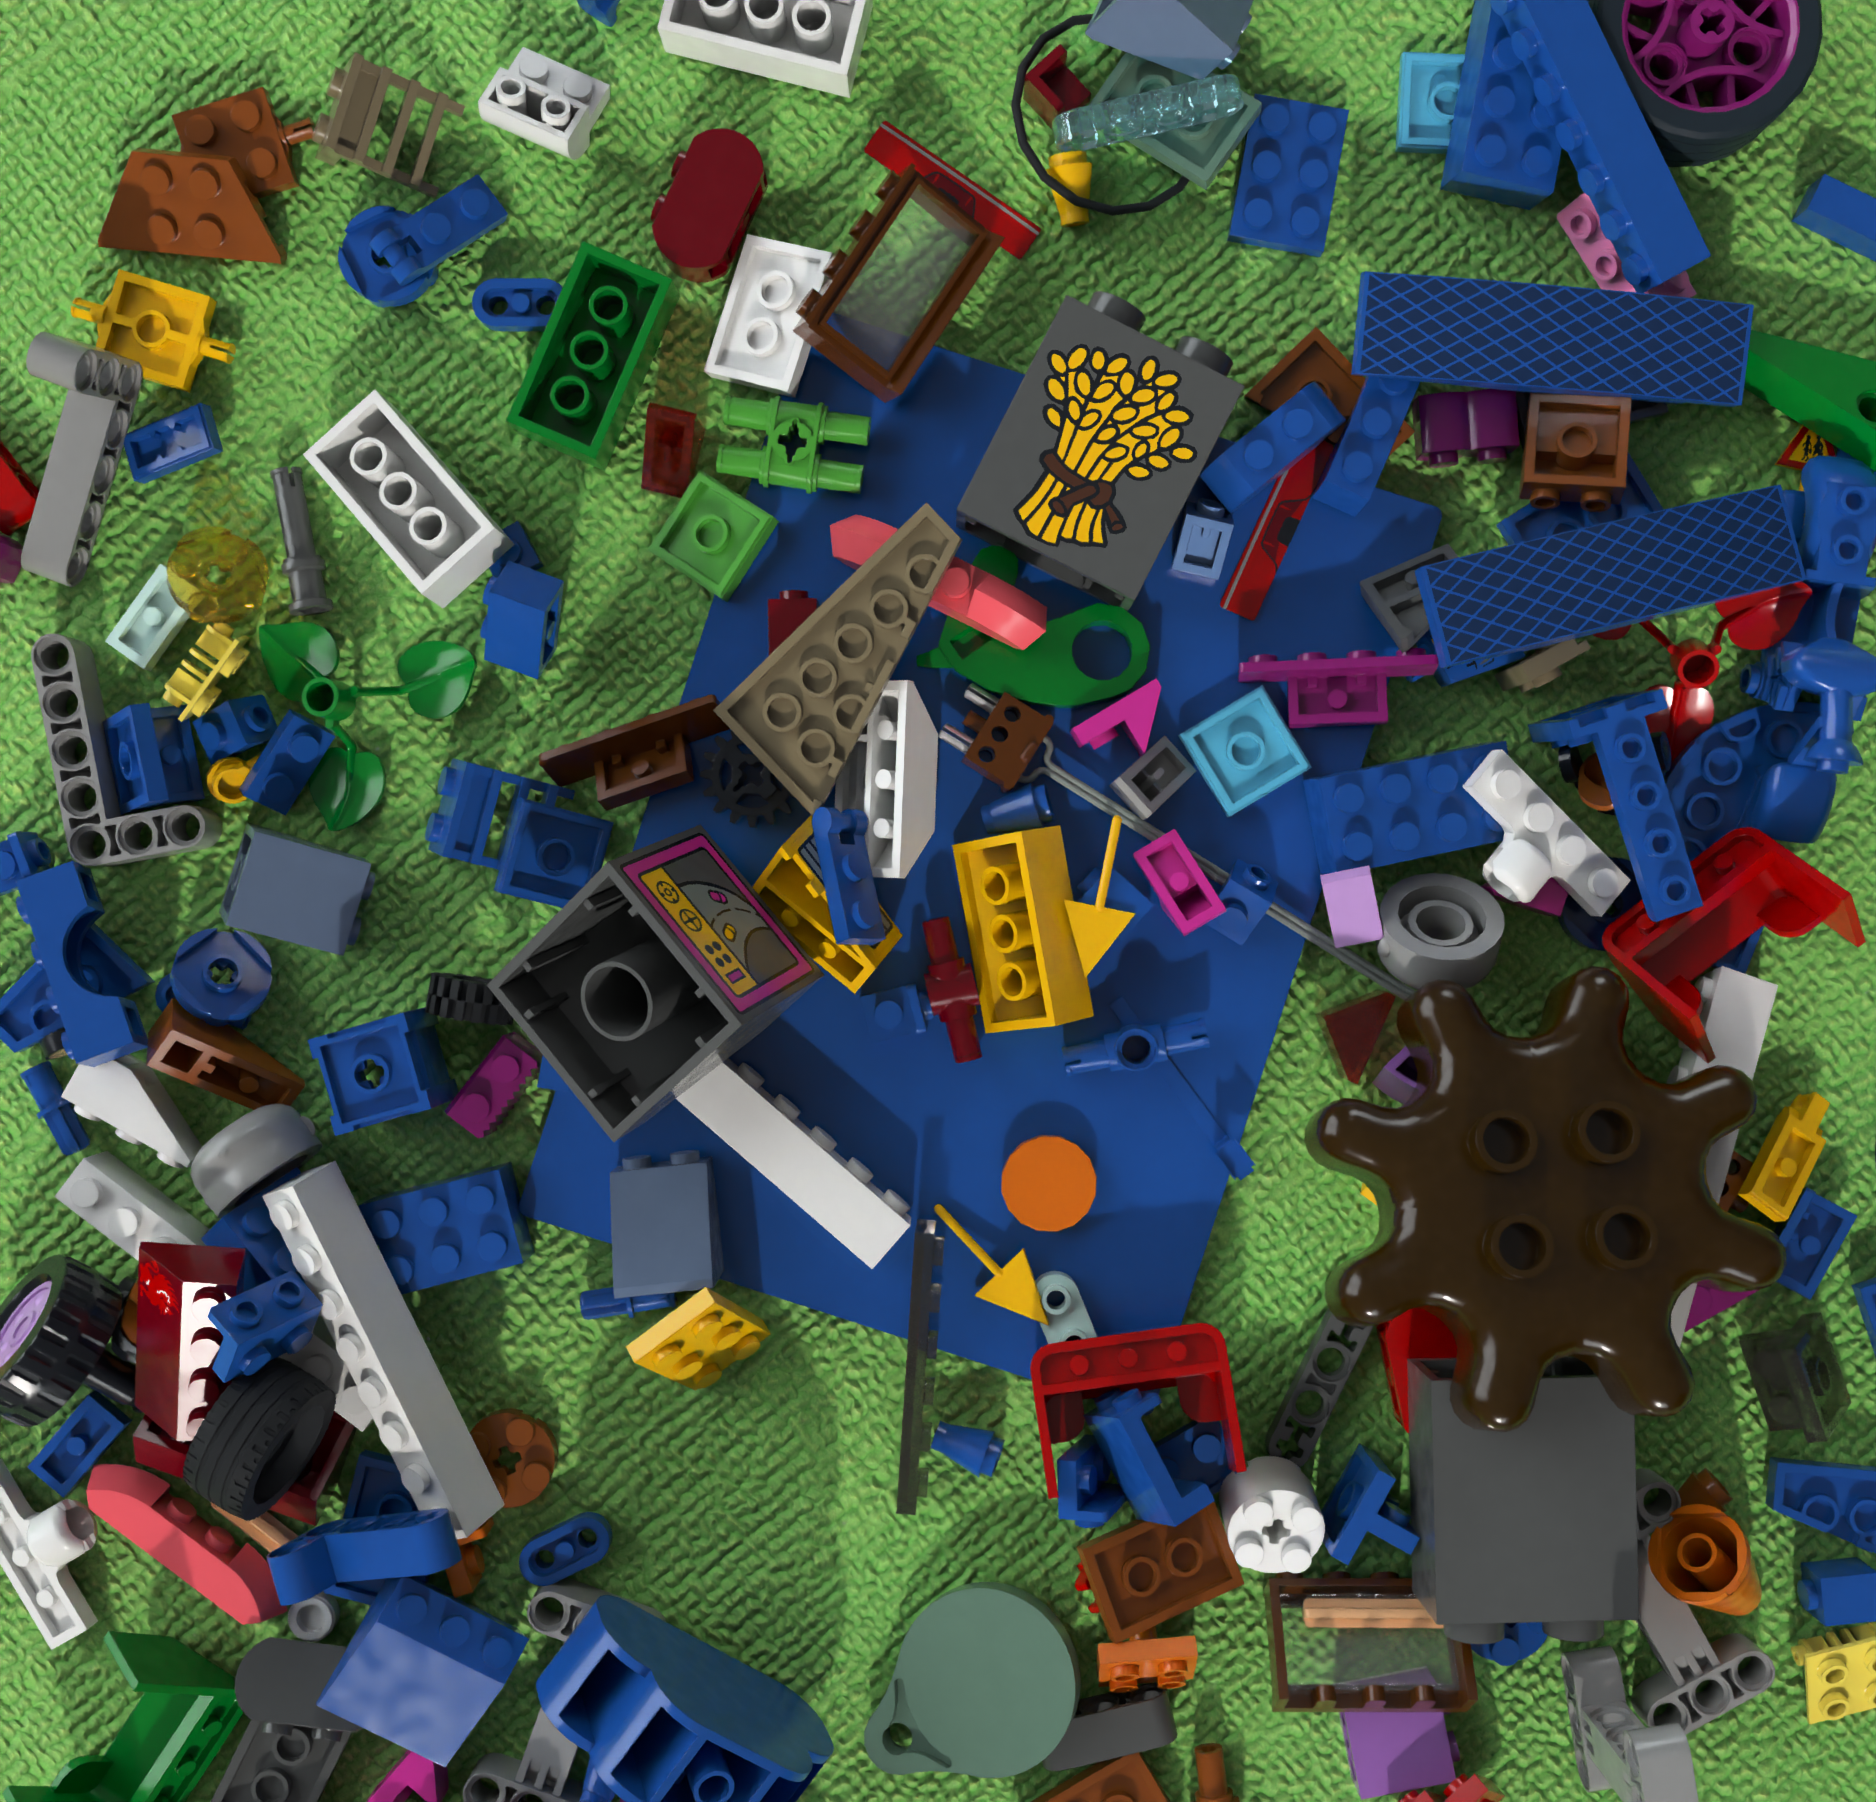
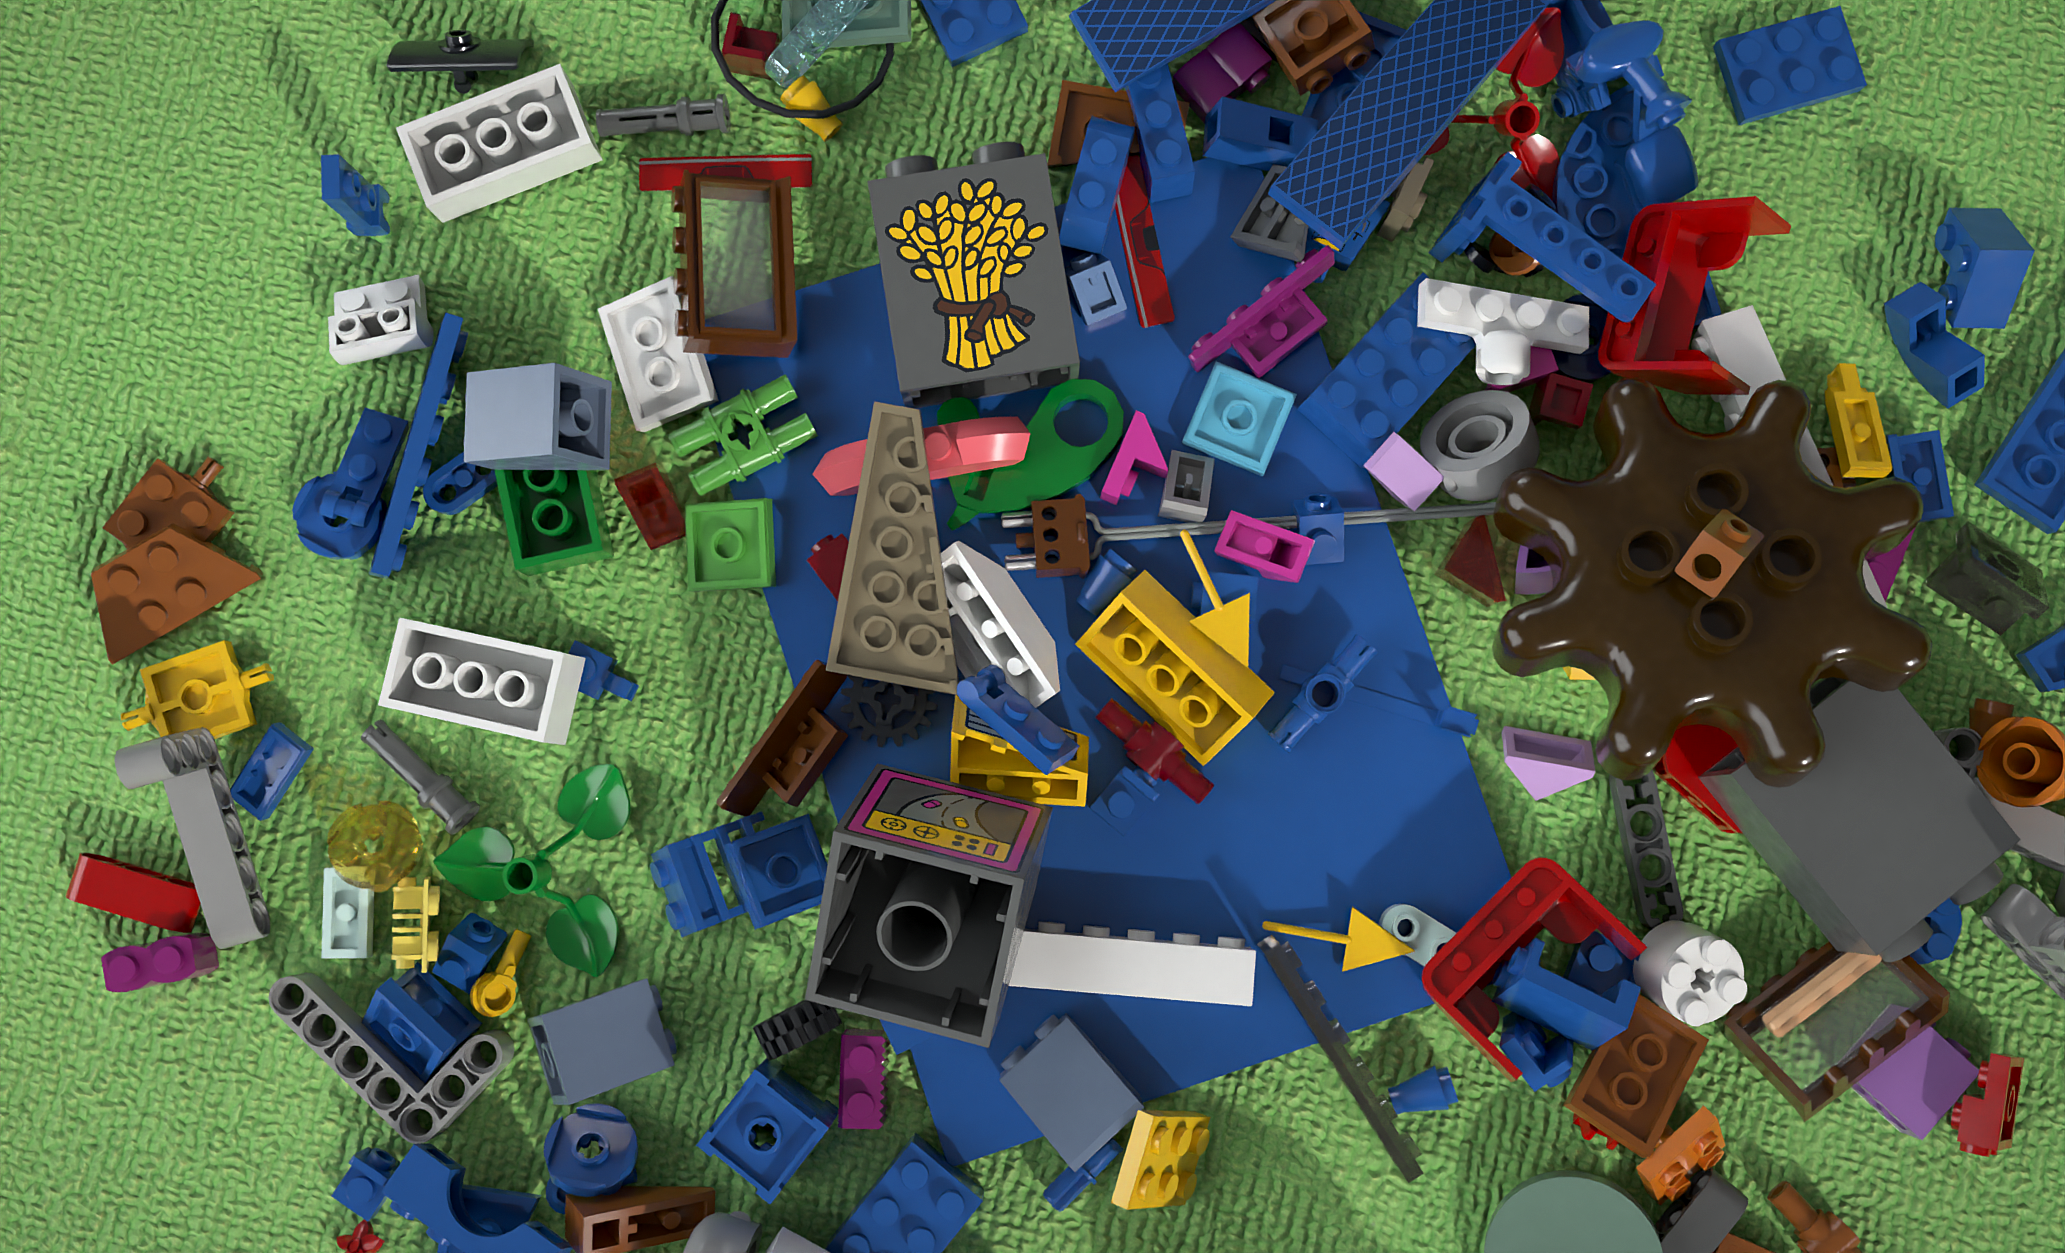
camera: 30 degrees left, 5 degrees down
(287, 762) = (527, 949): blue plate -> none
(354, 113) = (240, 427): dark tan plate -> none
(514, 234) = (423, 432): none -> blue plate
(522, 619) = (631, 709): blue brick -> none
(618, 299) = (537, 419): none -> slope
(709, 204) = (554, 305): dark red brick -> none
(949, 117) = (683, 116): none -> dark grey pin
(1048, 1183) = (1334, 844): orange tile -> none
(1288, 1246) = (1547, 761): none -> lavender slope
(1362, 1505) = (1749, 912): blue bracket -> none
(1452, 505) = (1255, 134): none -> blue brick
(1540, 944) = (1560, 401): none -> dark red panel
(1579, 1184) = (1727, 540): none -> dark orange bracket

